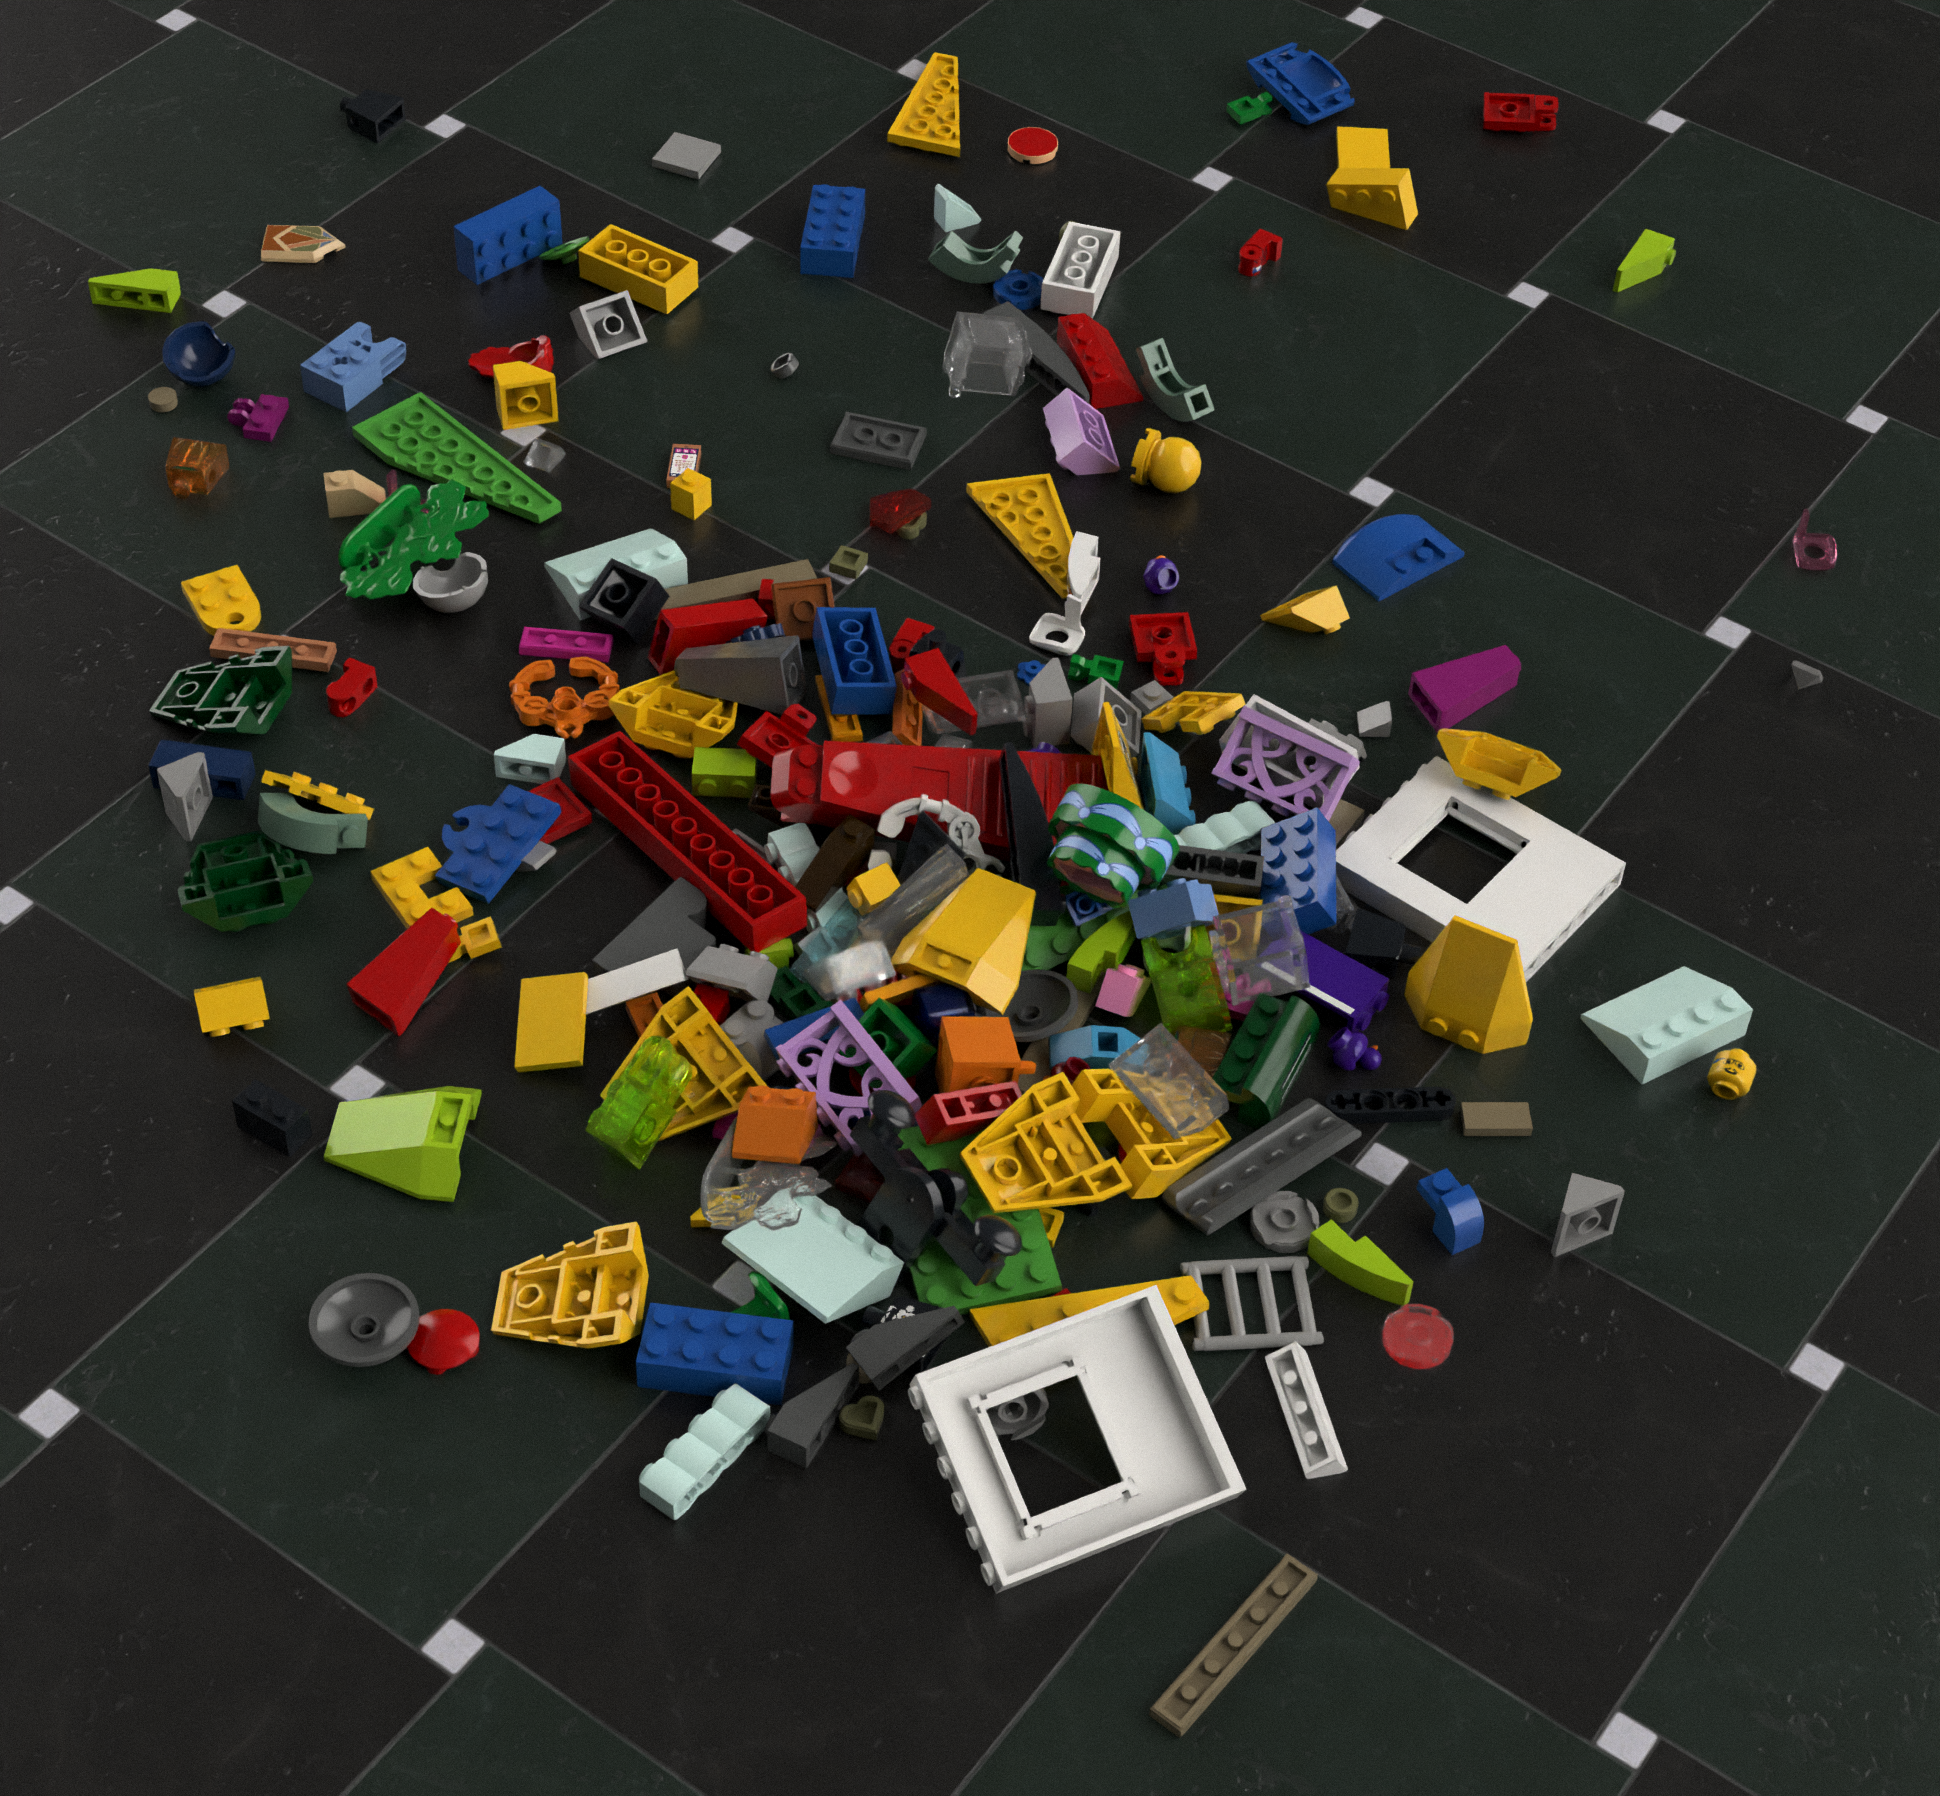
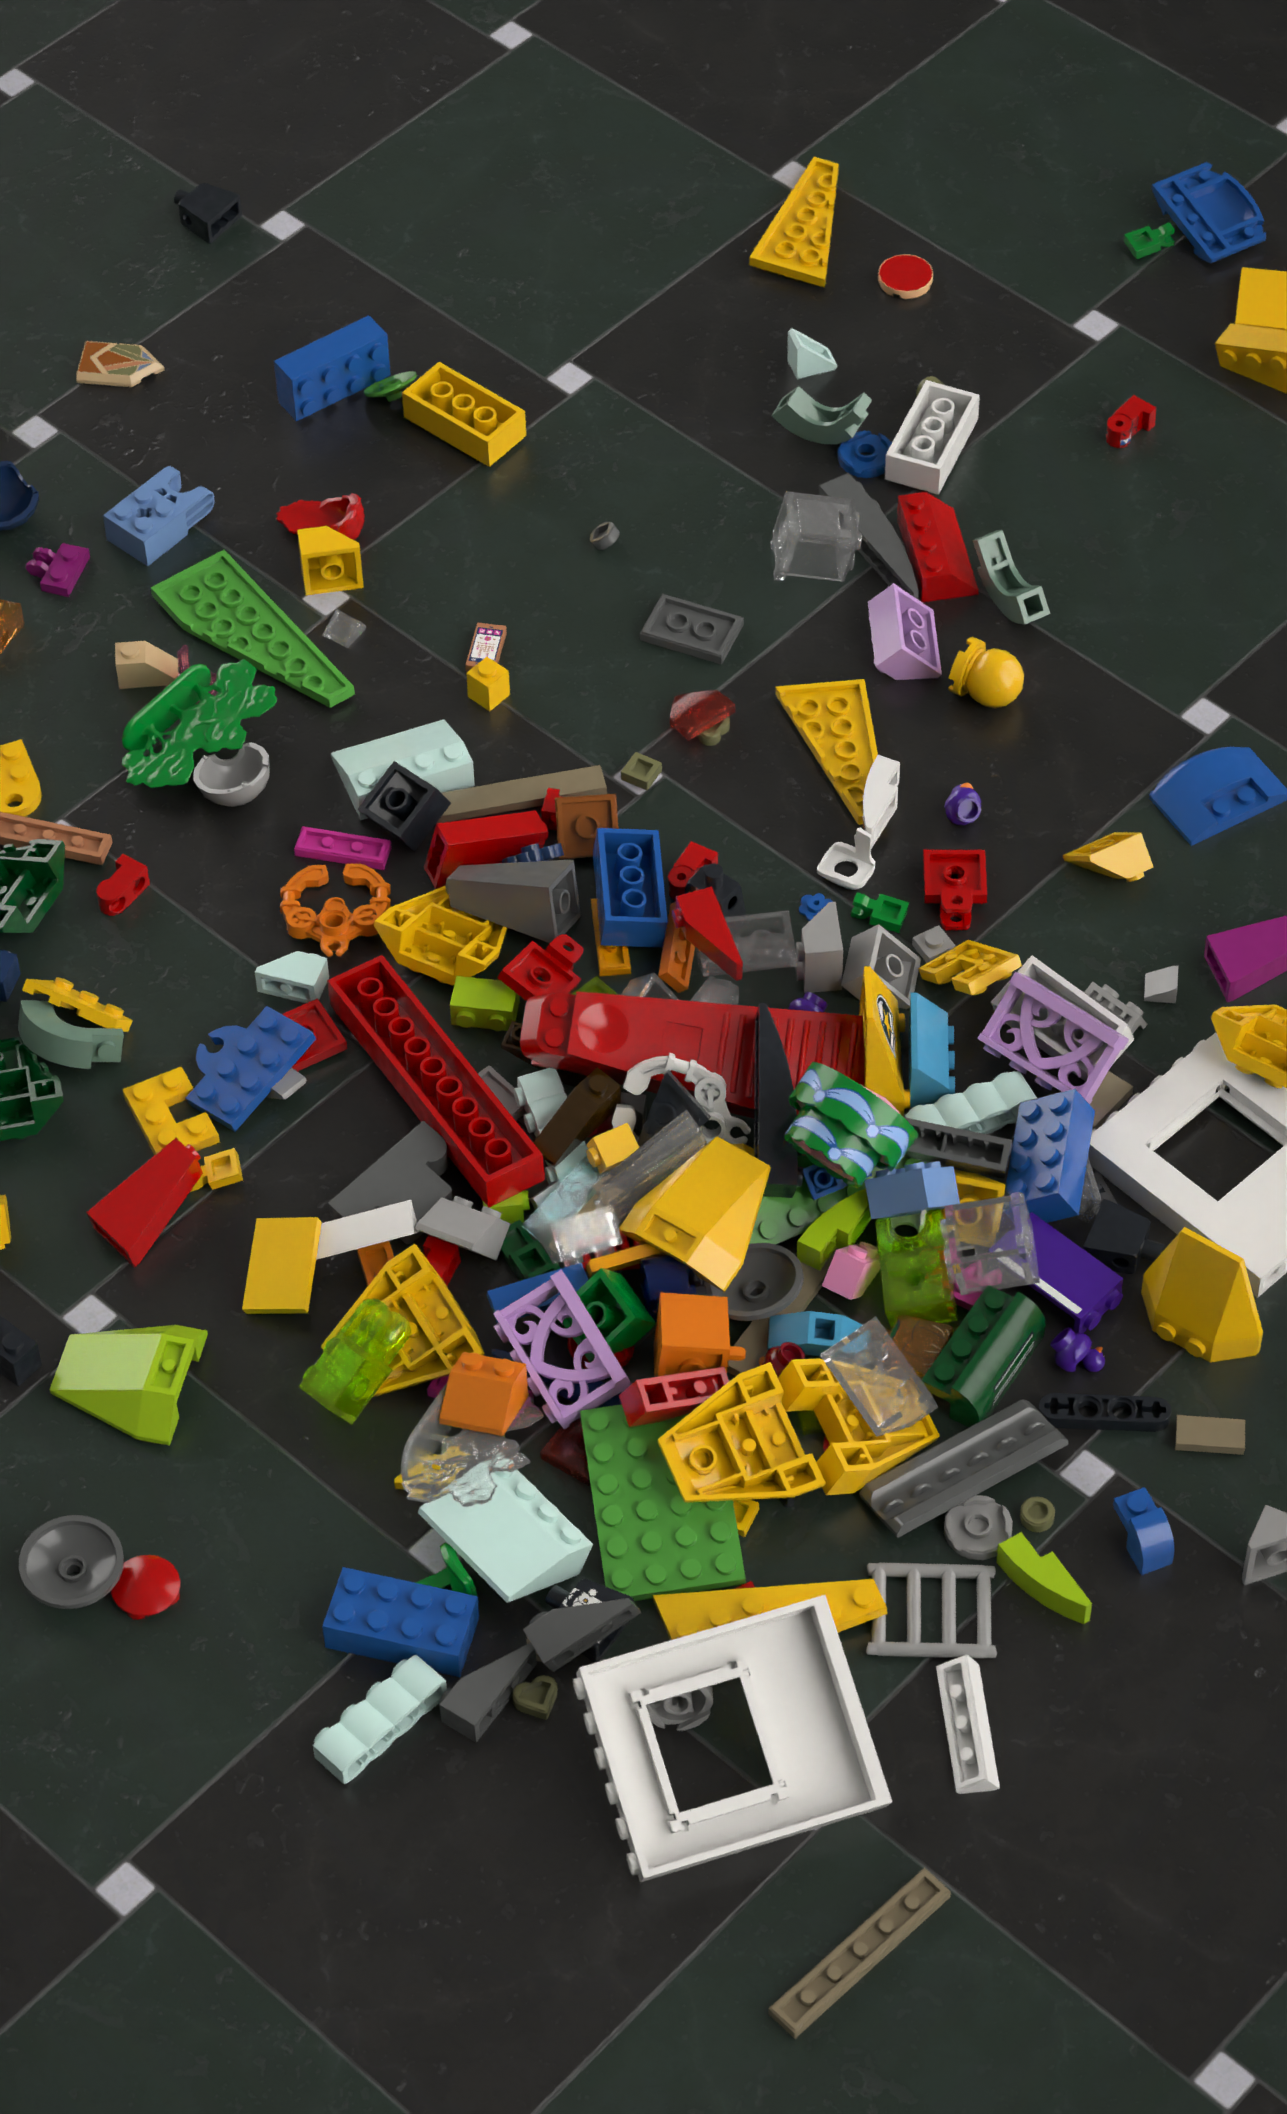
camera: 10 degrees right, 5 degrees up
(580, 1295) = (277, 1552): yellow wedge -> none
(608, 325) = (426, 480): light grey slope -> none
(686, 155) = (532, 273): light grey tile -> none
(746, 1032) = (470, 1291): light grey slope -> none
(832, 231) = (675, 376): blue brick -> none
(925, 1202) = (618, 1485): black piece -> none
(1417, 1336) = (1091, 1657): clear tile -> none

